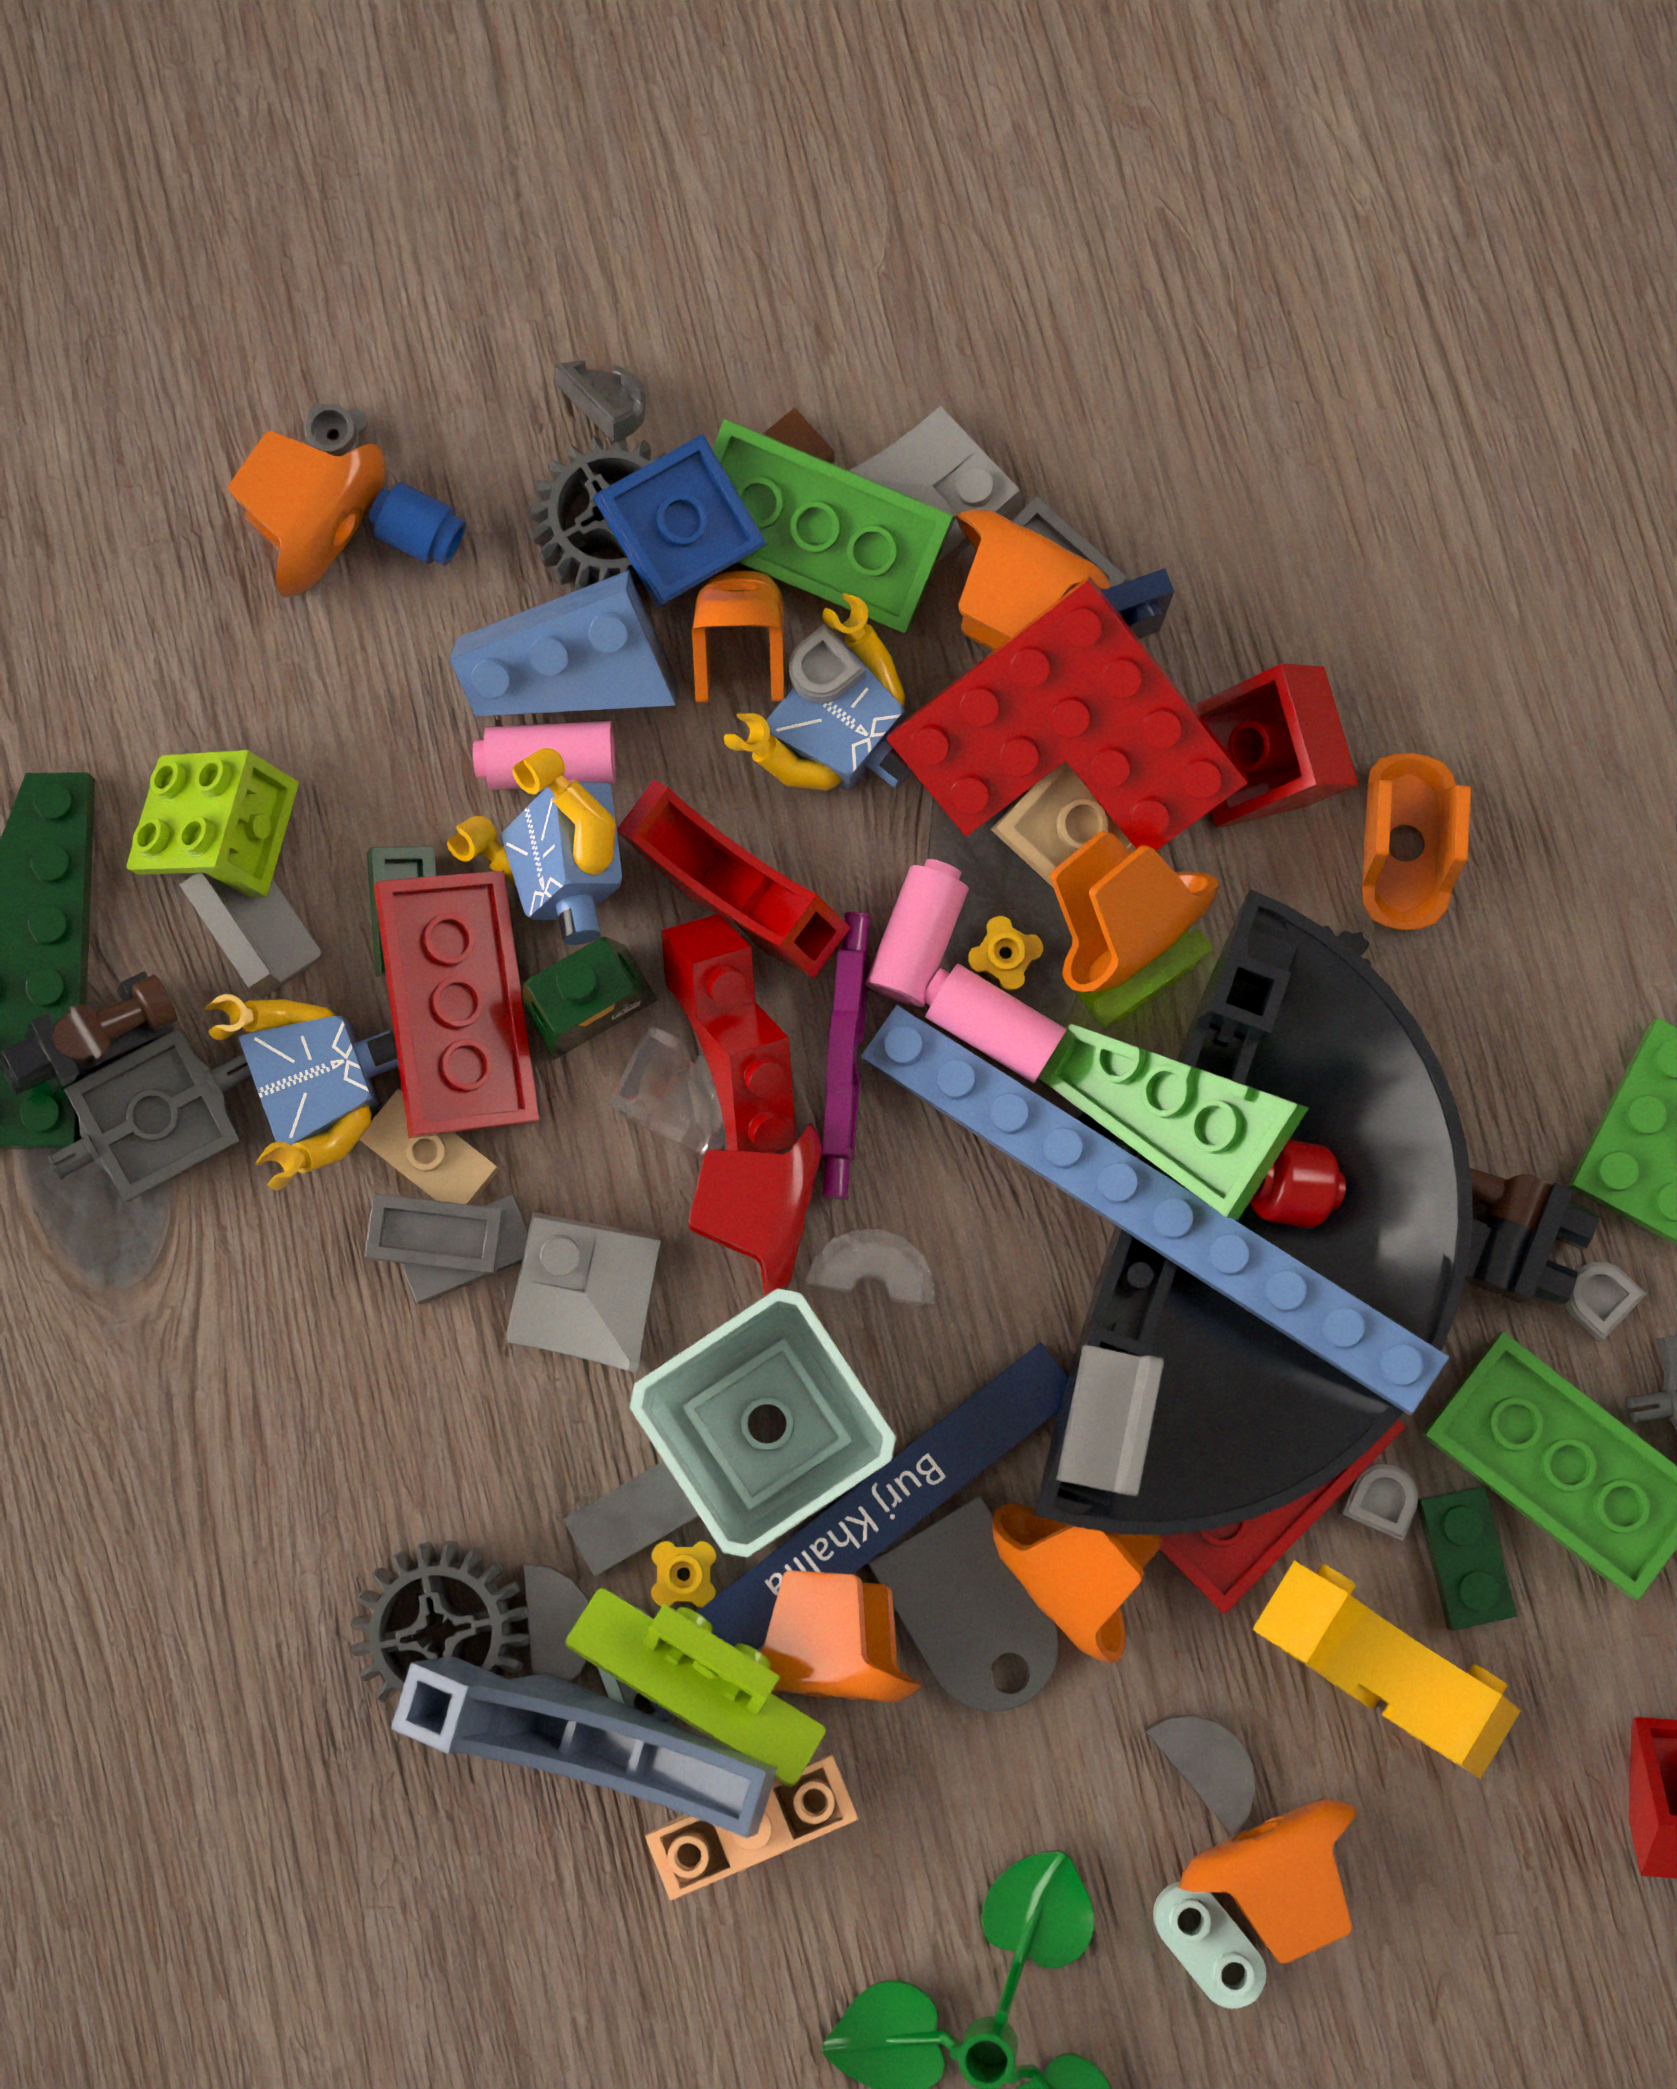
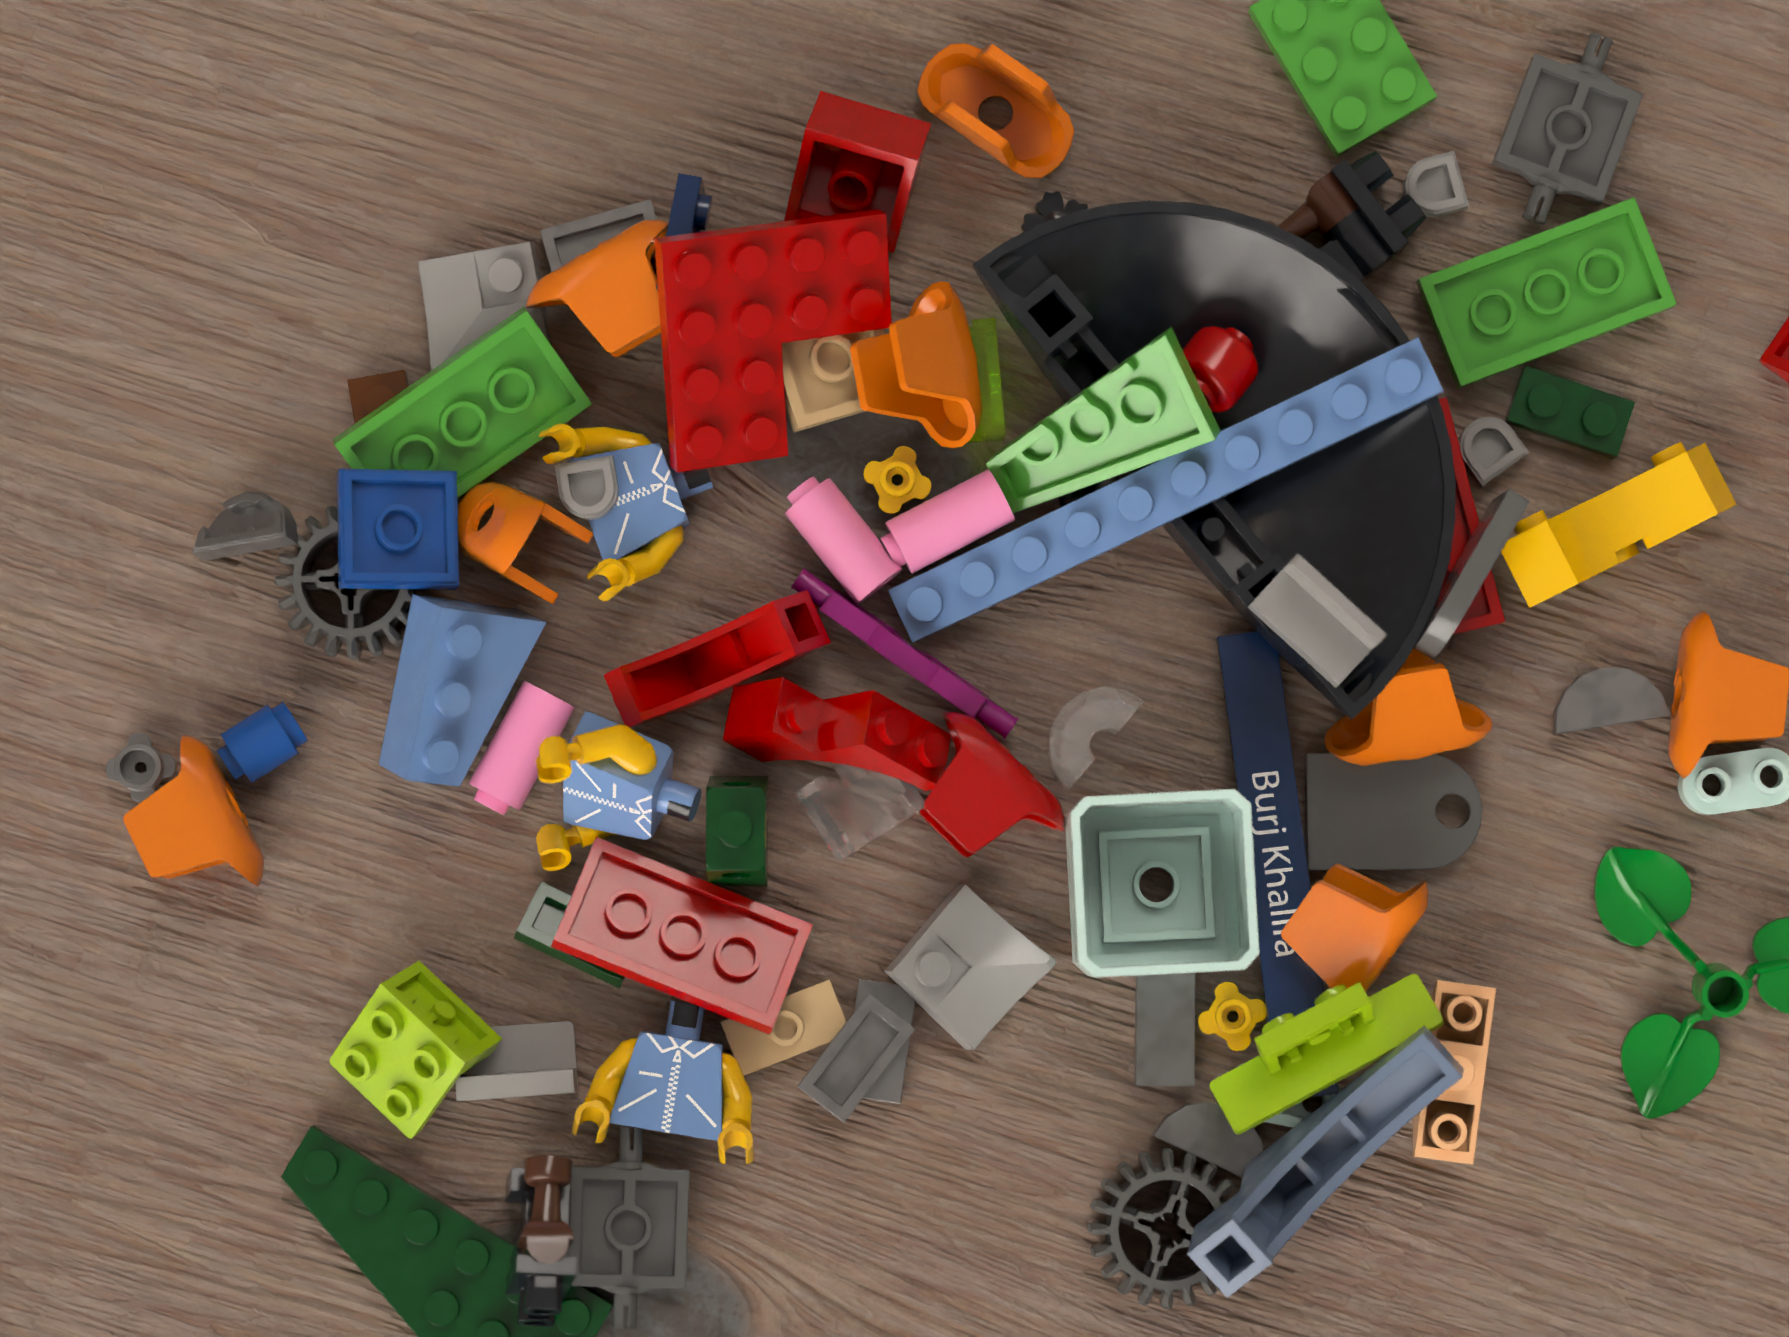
camera: 65 degrees left, 5 degrees up
(1251, 1548) = (1471, 570): none -> dark grey tile

